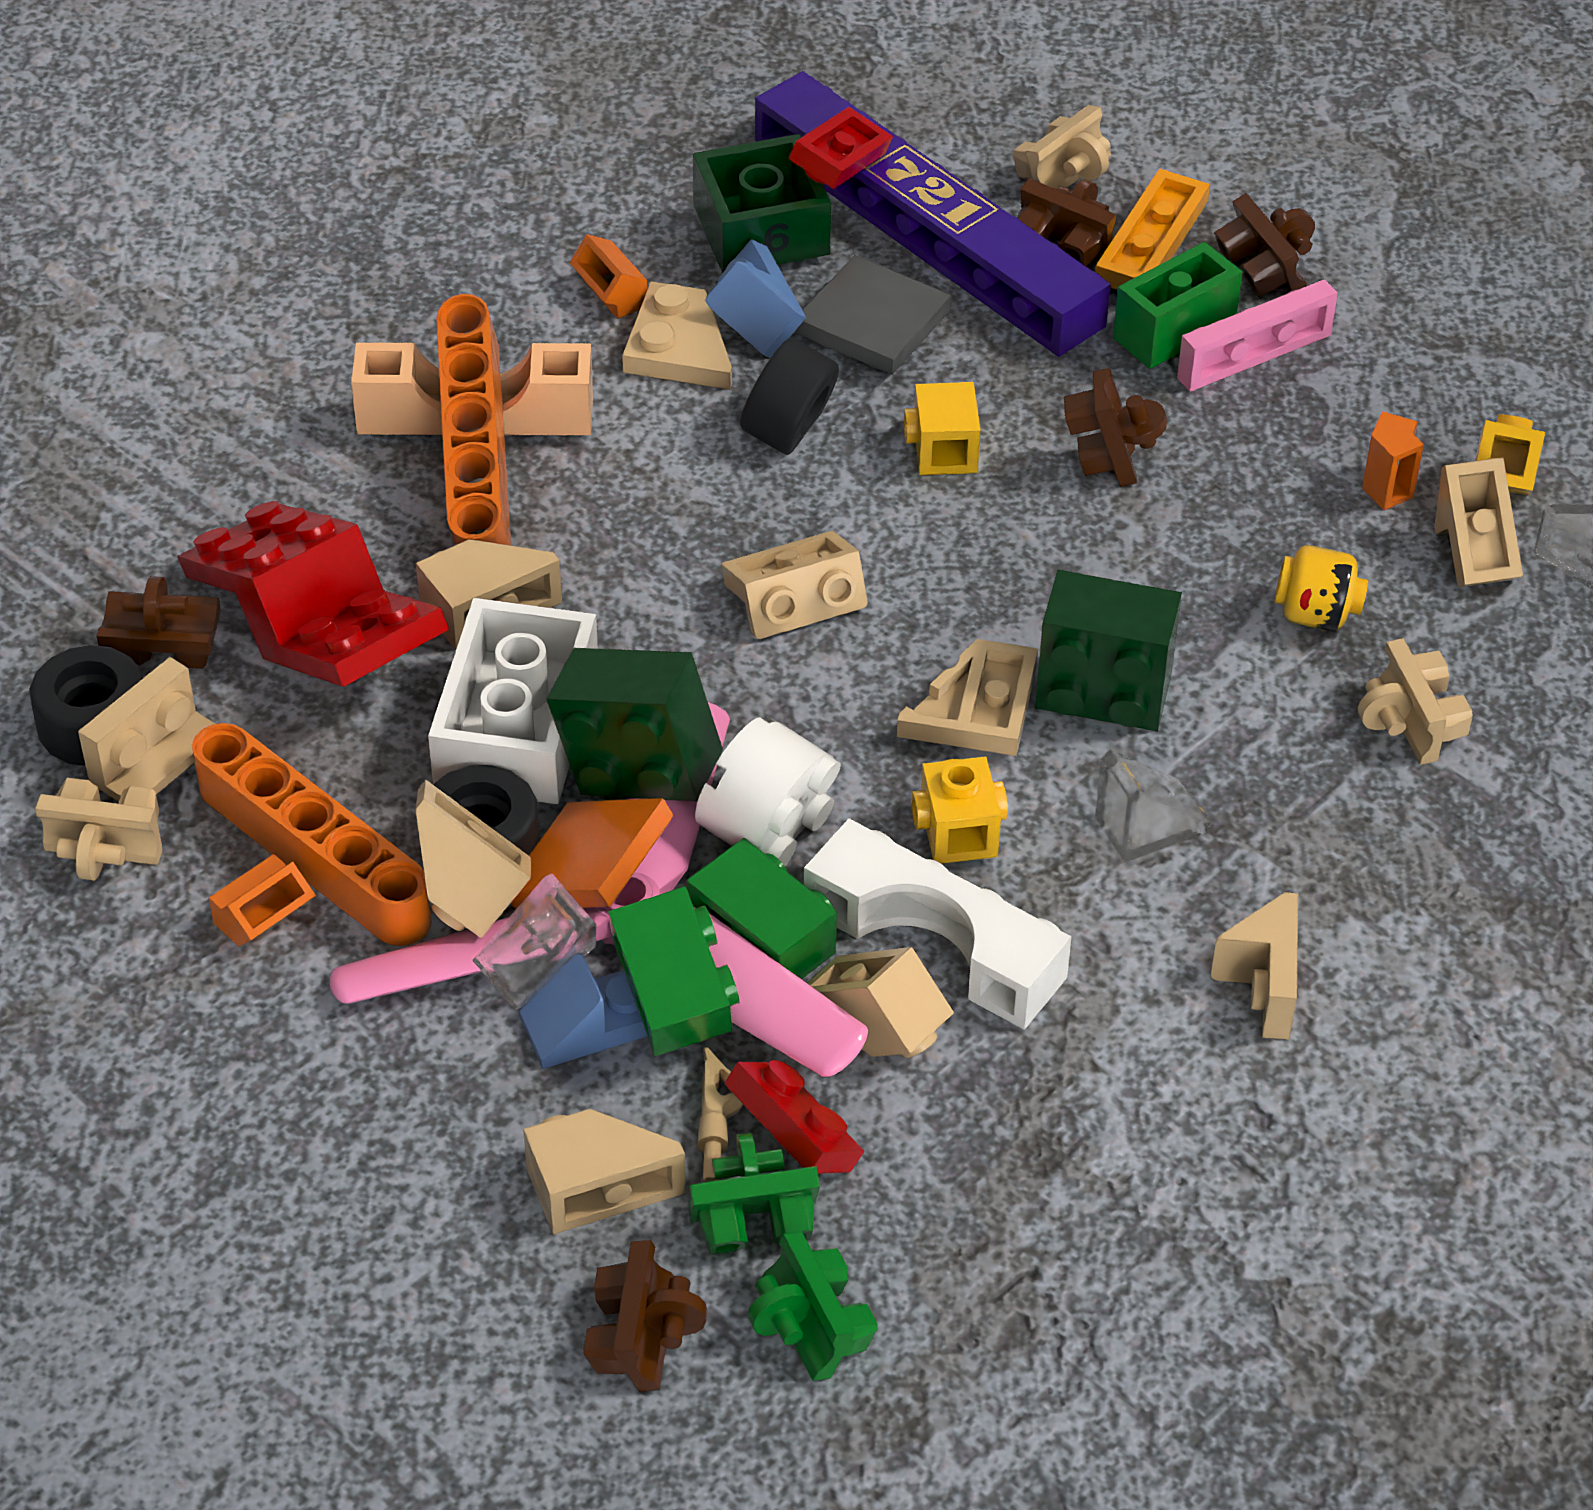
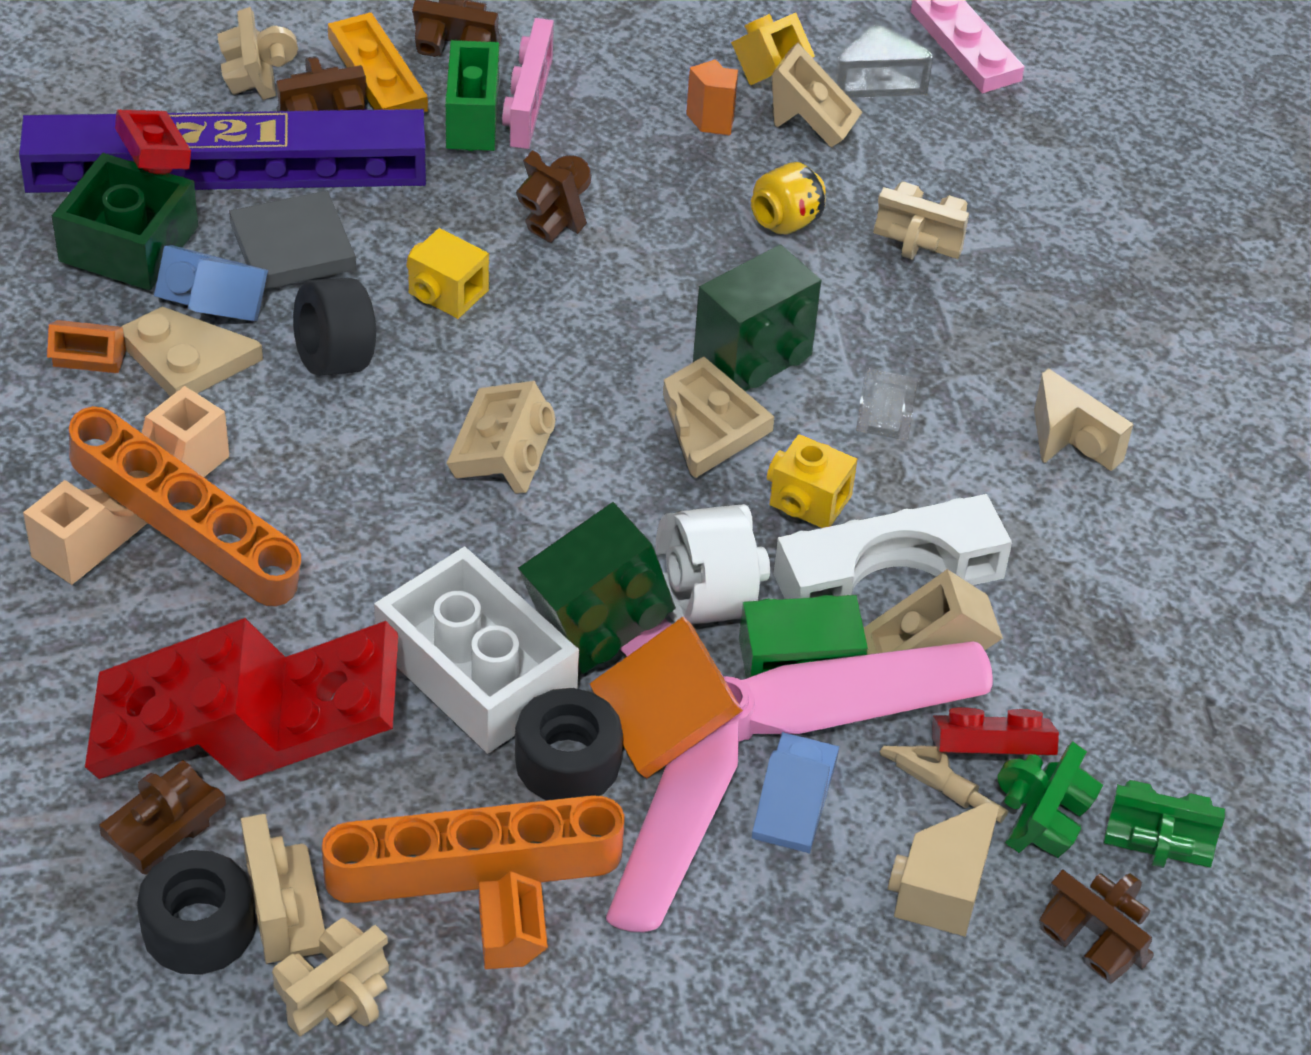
camera: 55 degrees left, 0 degrees up
(466, 863) = (629, 766): tan slope -> none
(489, 573) = (327, 598): tan slope -> none
(536, 942) = (740, 766): clear slope -> none
(672, 971) = (838, 711): green brick -> none

